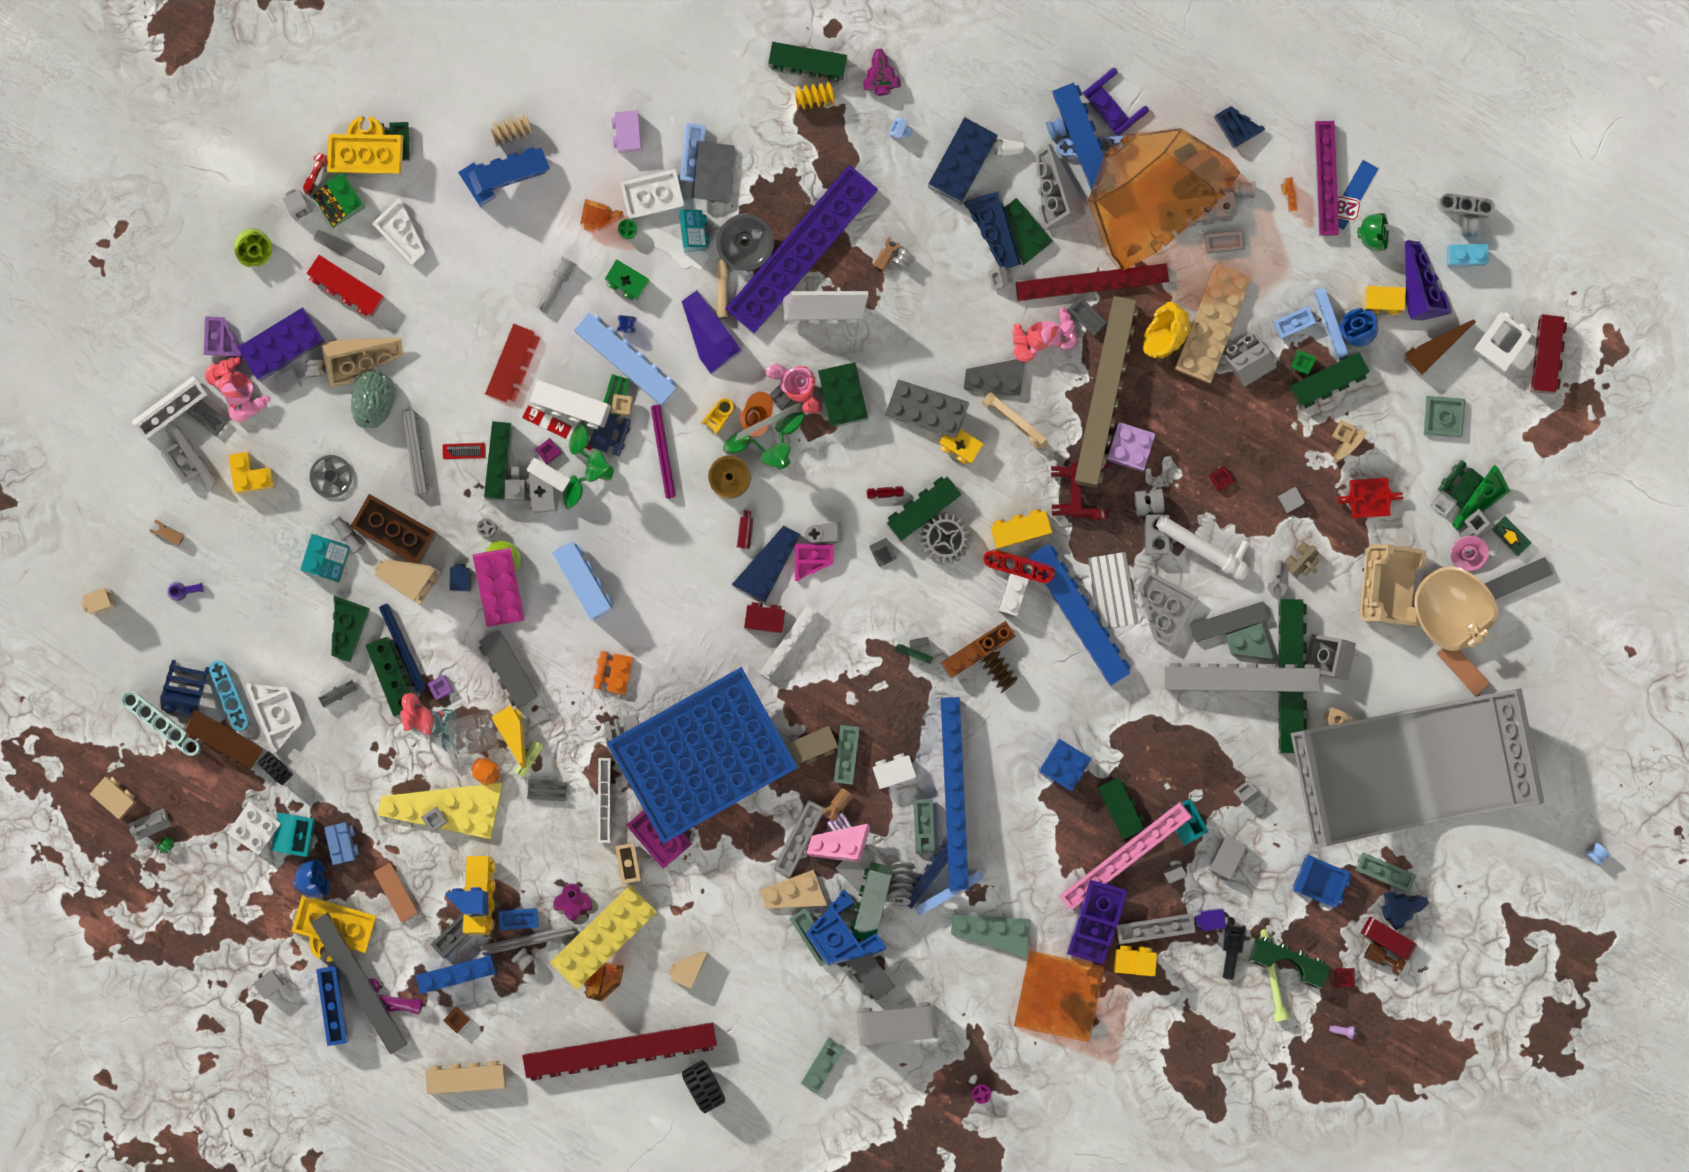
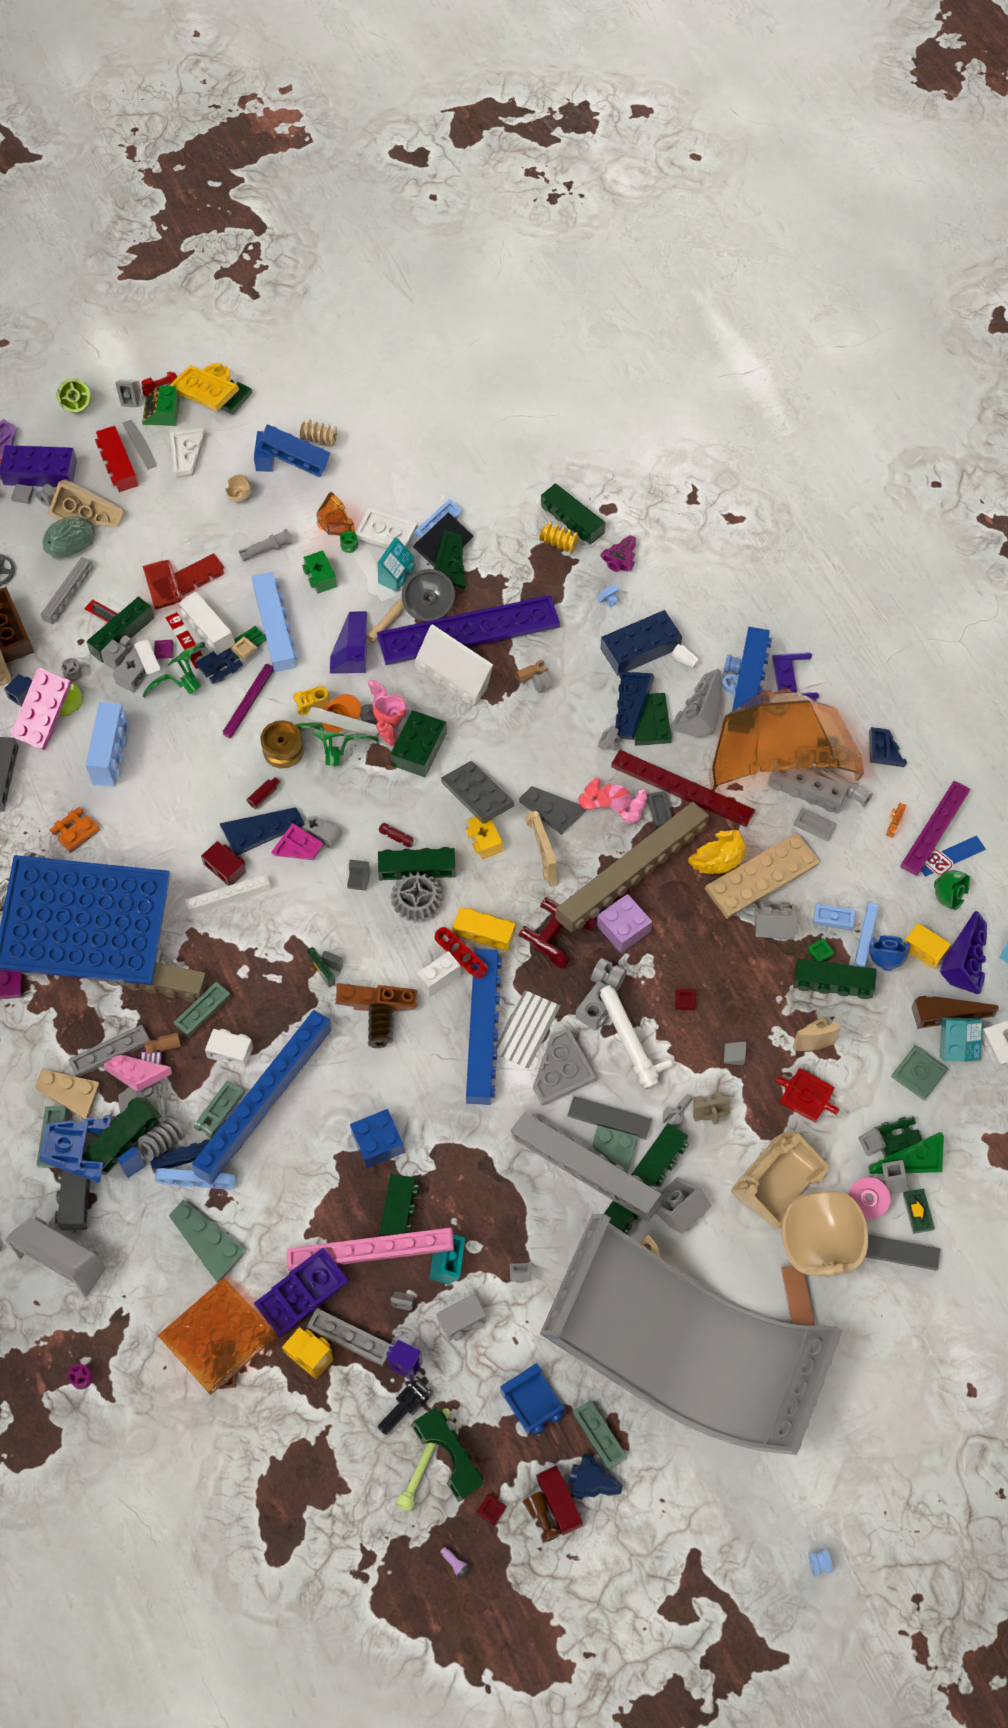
camera: 40 degrees right, 25 degrees down
(485, 243) = (238, 488): none -> tan hair
(500, 395) = (162, 584): none -> clear red windscreen
(626, 324) = (294, 599): clear blue wheel -> none
(627, 131) = (401, 482): lavender brick -> none
(735, 191) = (450, 559): none -> dark green wing
(894, 916) = (131, 1162): none -> blue tile
(1462, 369) = (961, 1039): none -> teal slope

